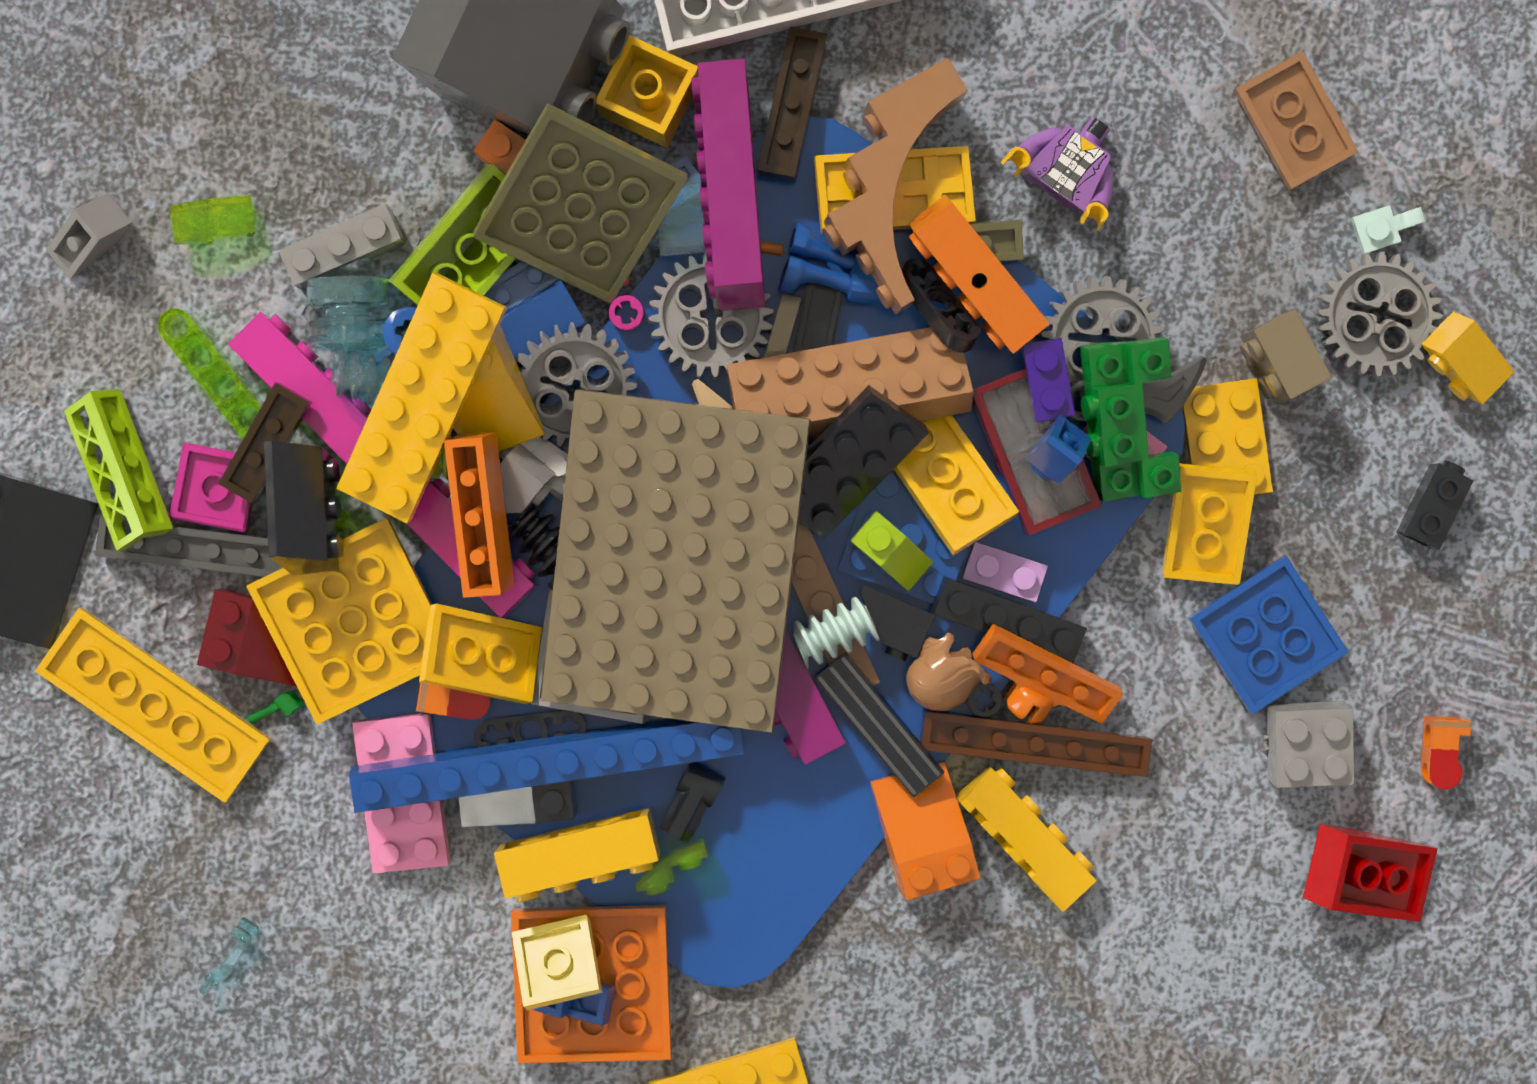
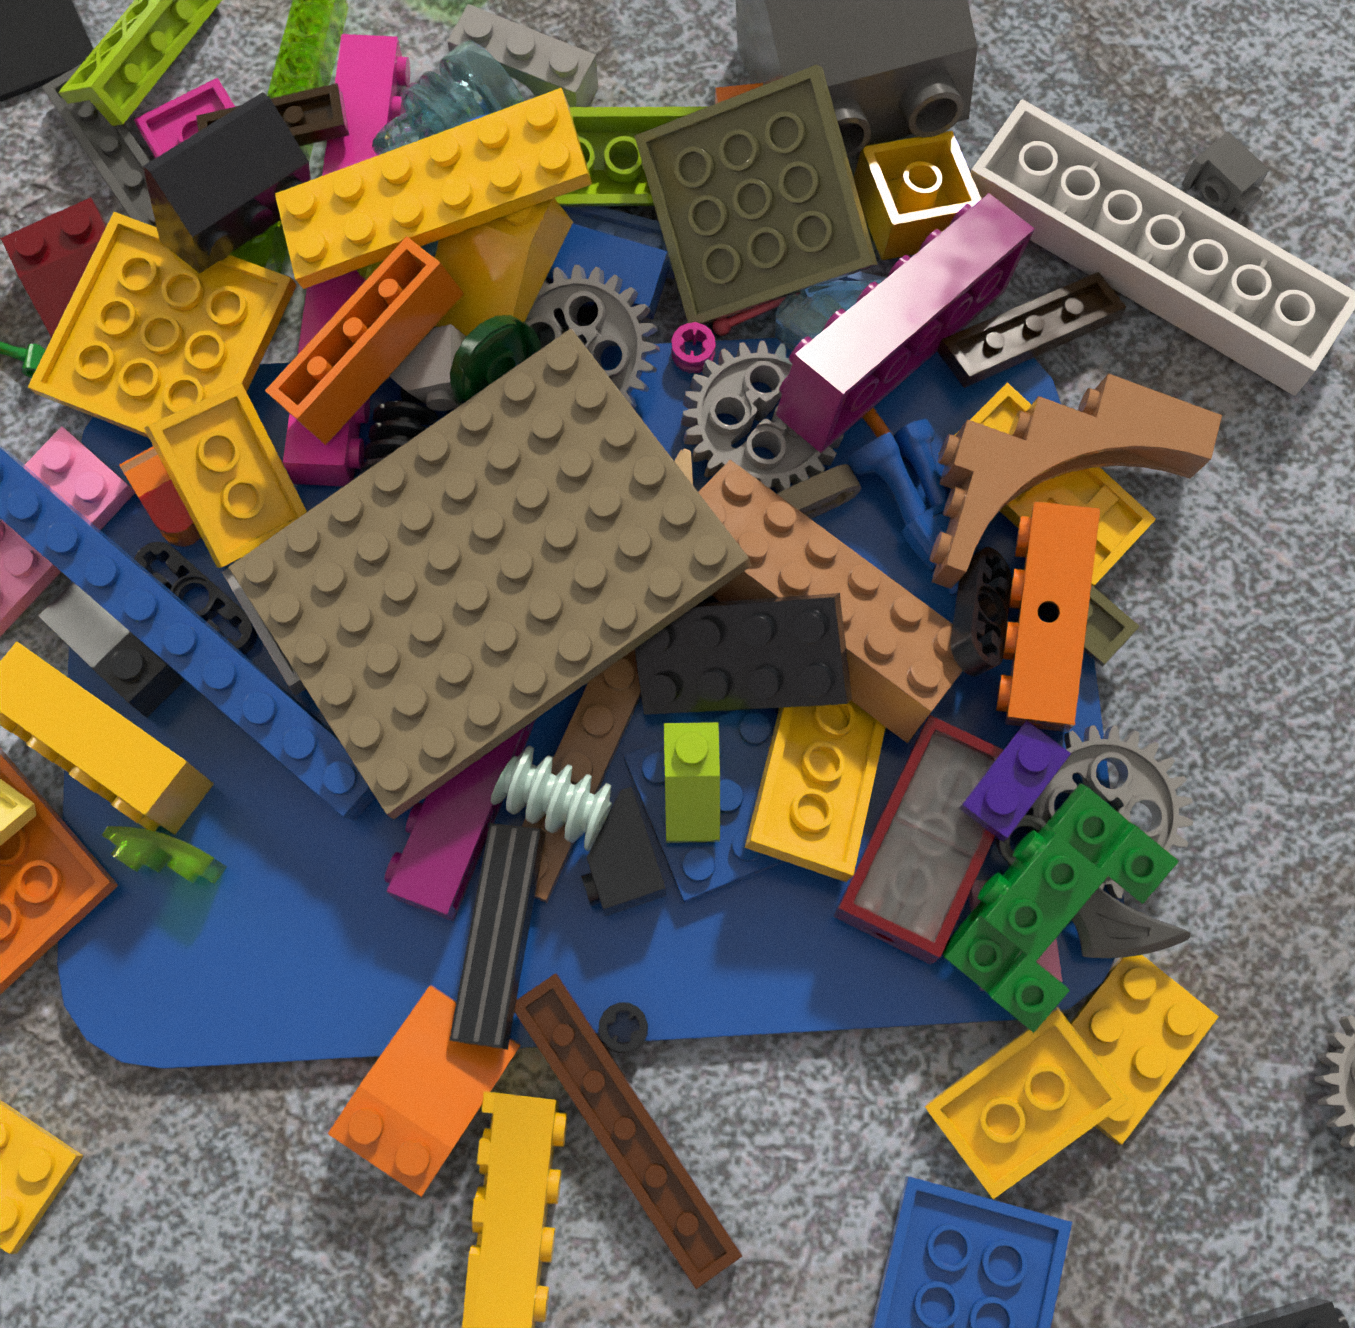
camera: 45 degrees right, 15 degrees down
(550, 447) = (490, 353): none -> dark green tile
(695, 793) = (267, 812): black piece -> none
(818, 317) = (864, 519): black tile -> none
(944, 678) = (604, 958): medium nougat hair -> none
(983, 609) = (731, 978): black plate -> none
(1004, 571) = (776, 930): lavender plate -> none
(1044, 679) = (702, 1073): orange plate -> none
(1059, 450) = (955, 846): blue slope -> none
(1069, 168) = (1231, 632): torso -> none
(1284, 357) = (1273, 1019): dark tan brick -> none

